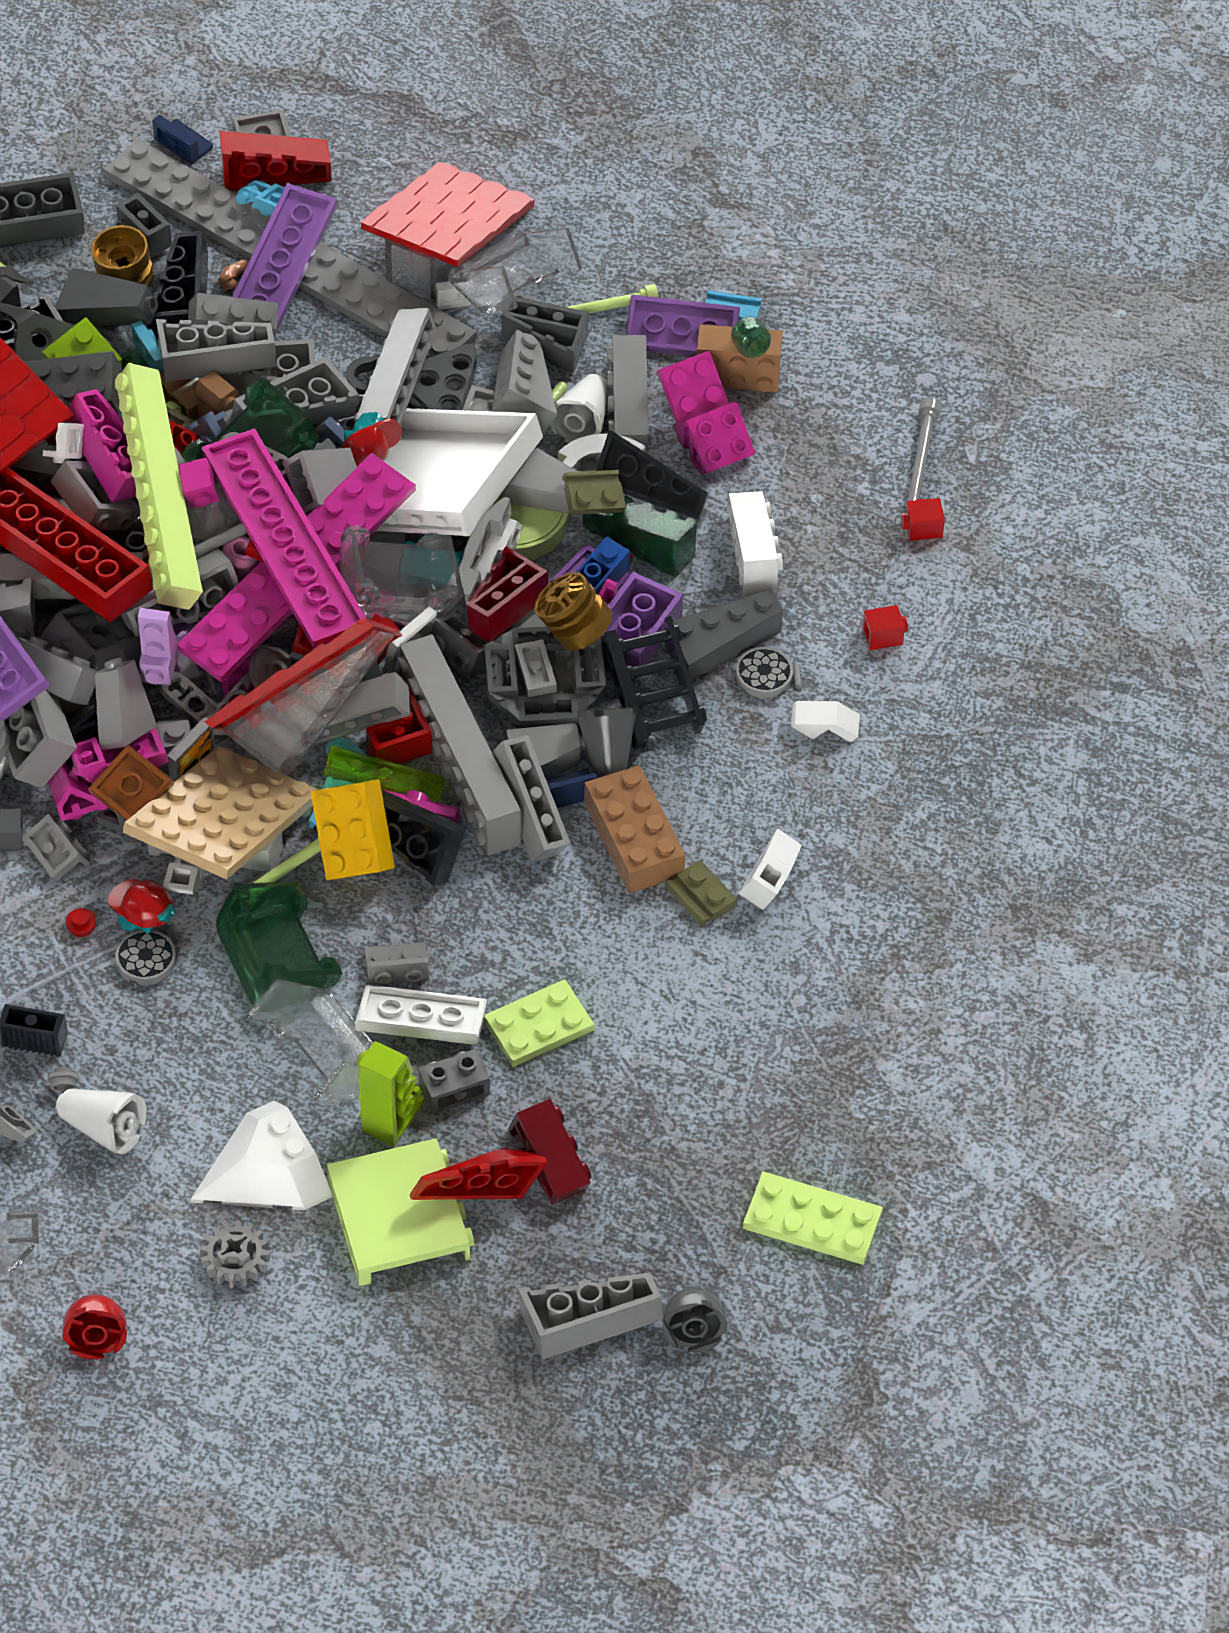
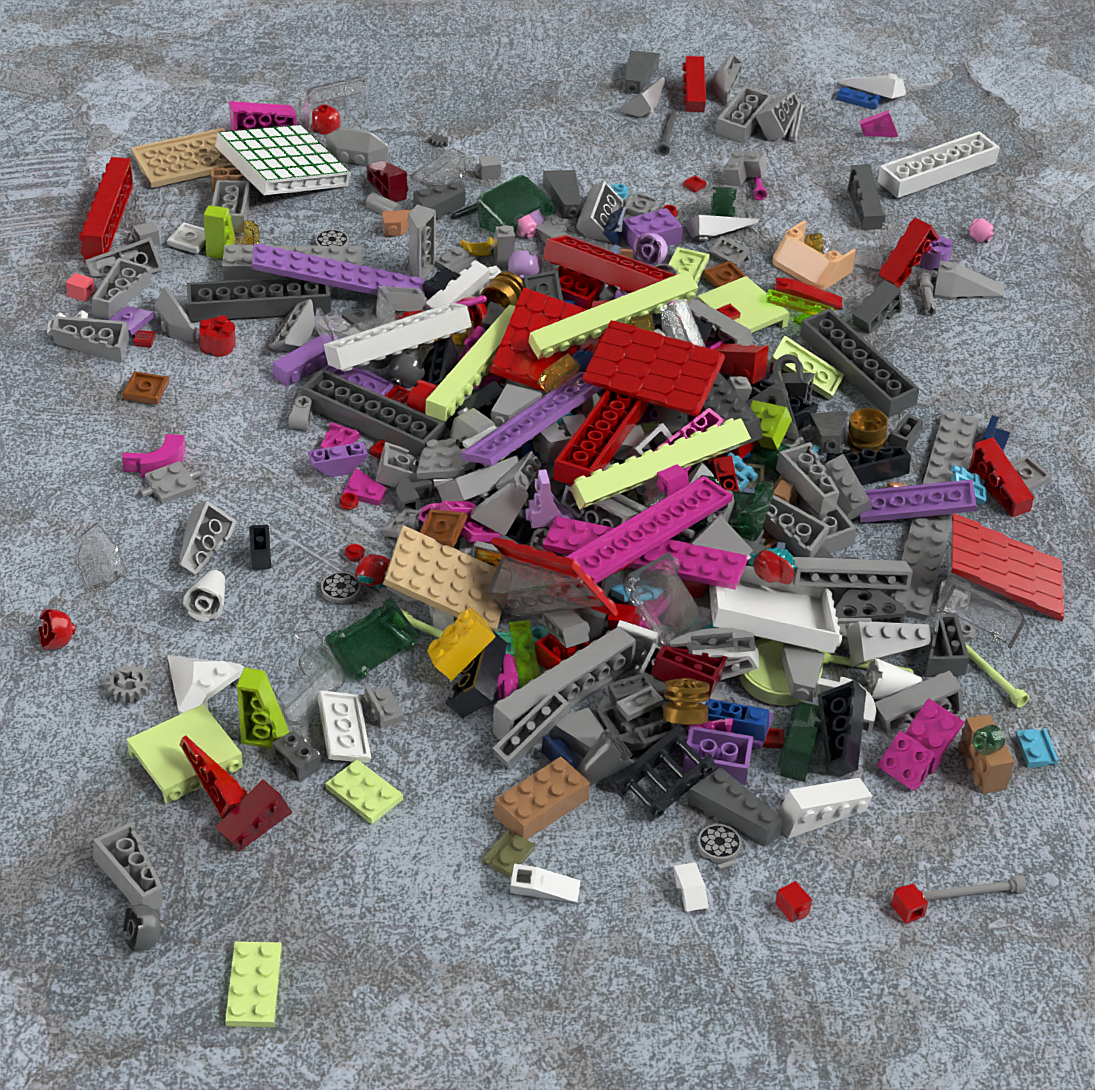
camera: 70 degrees right, 10 degrees down
(63, 1079) = (233, 572): light grey plate -> none
(69, 443) = (676, 419): white bracket -> none
(594, 492) = (803, 692): olive plate -> none
(674, 324) = (1003, 709): medium lavender tile -> none

